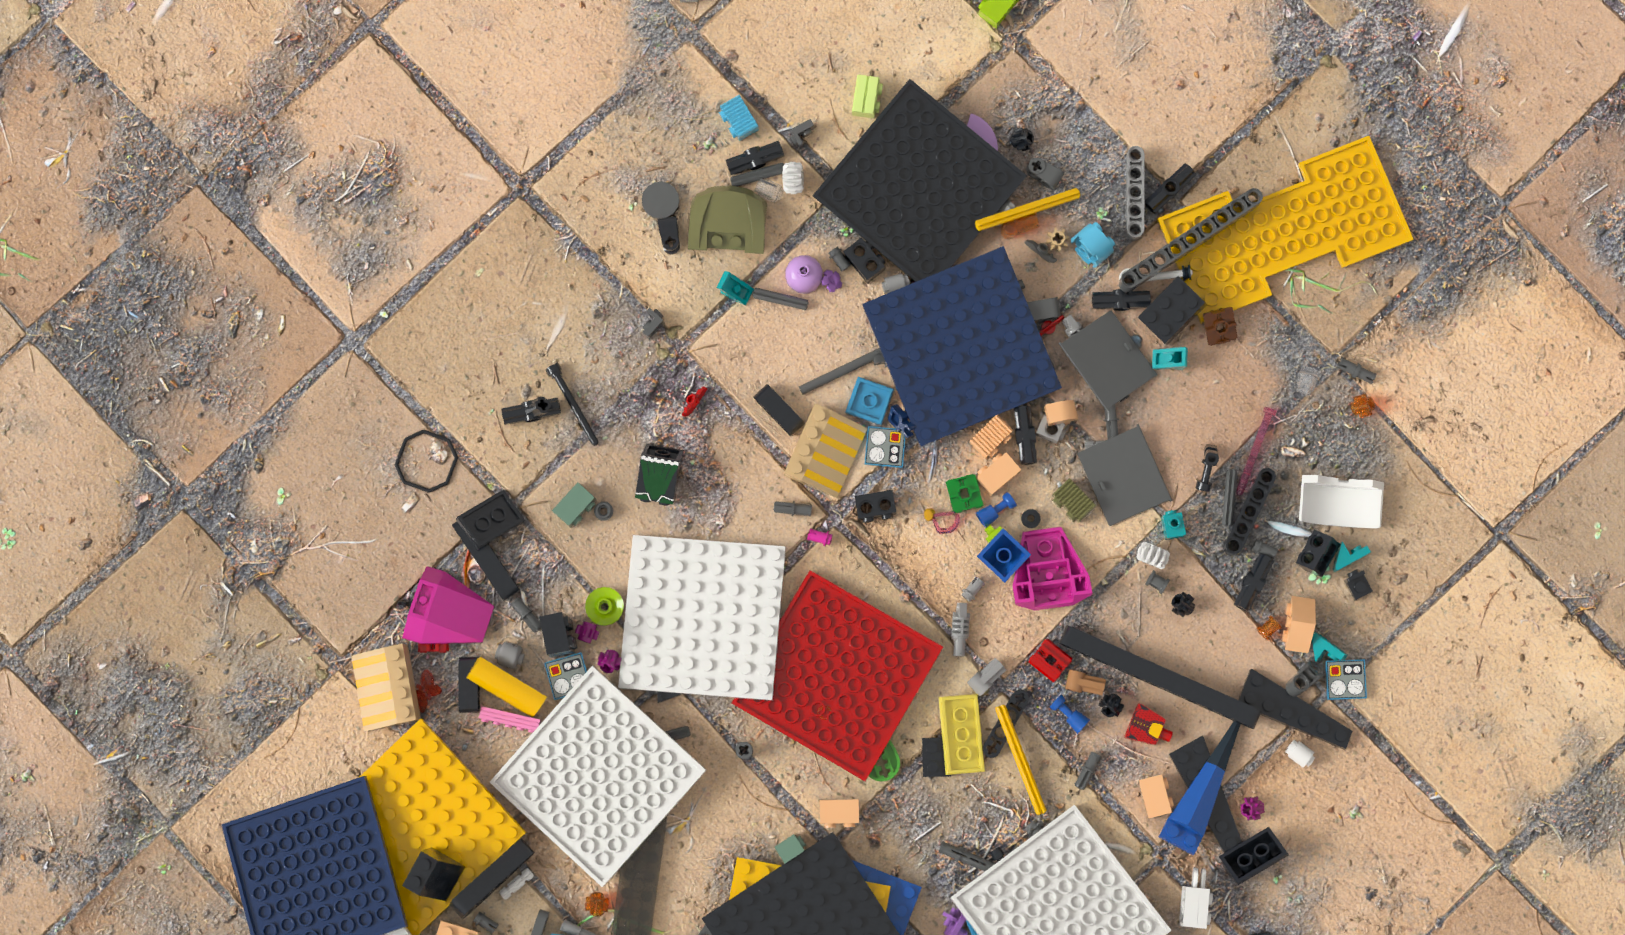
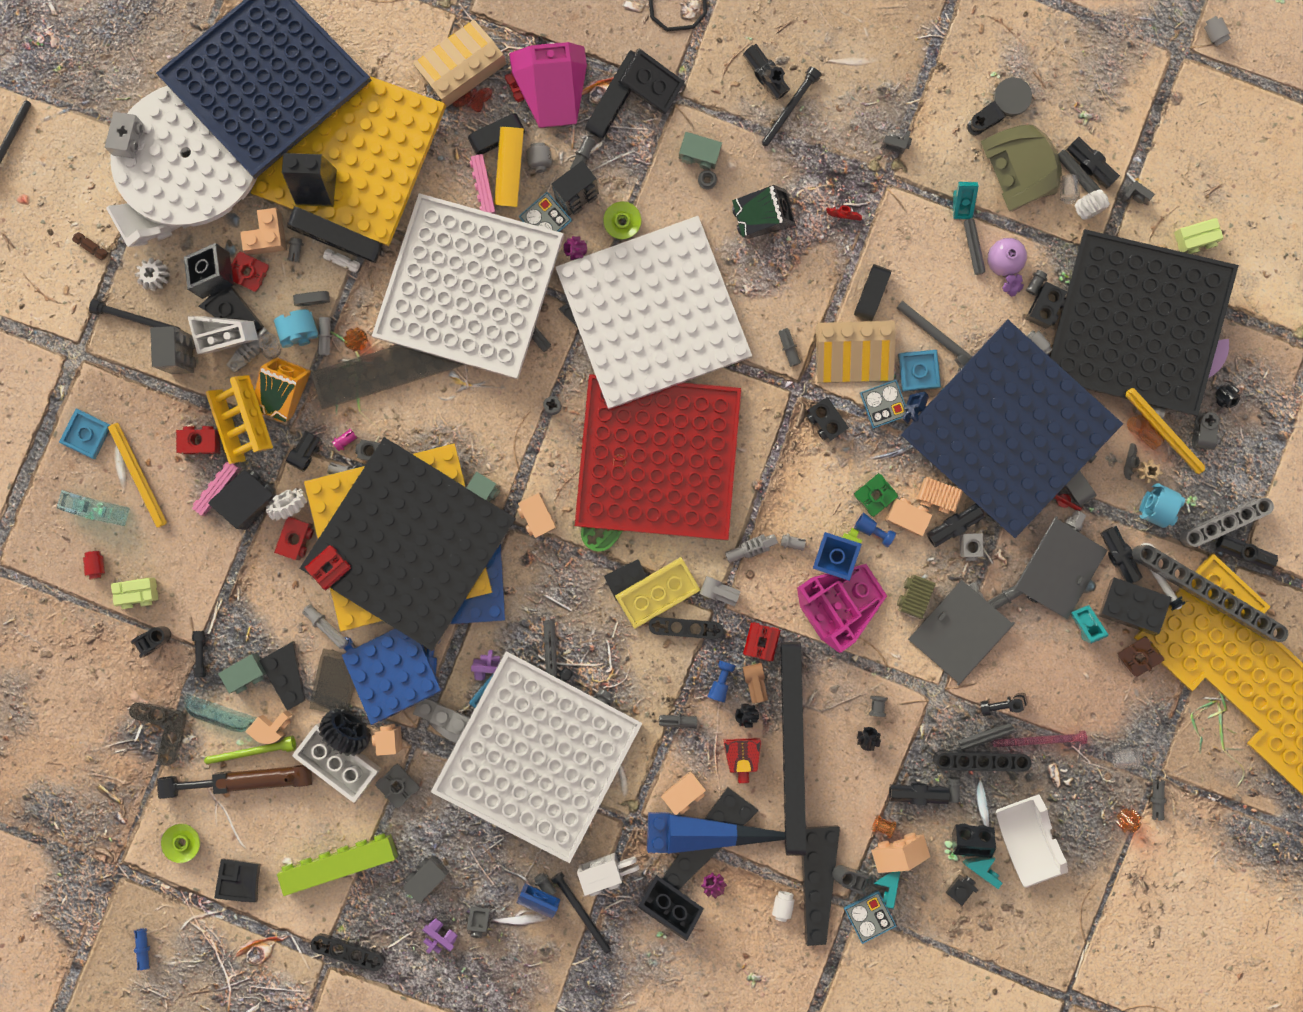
camera: 60 degrees right, 5 degrees up
(587, 632) = (591, 215): magenta gear -> none
(738, 117) = (1123, 130): medium azure brick -> none
(820, 537) = (775, 383): dark pink pin -> none
(930, 515) = (842, 473): clear pink piece -> none
(1020, 759) = (660, 656): yellow axle -> none
(1026, 523) = (875, 565): black plate -> none
(1061, 412) = (992, 547): light nougat brick -> none
(1153, 555) = (900, 691): white gear -> none
(1173, 525) = (937, 697): teal brick -> none

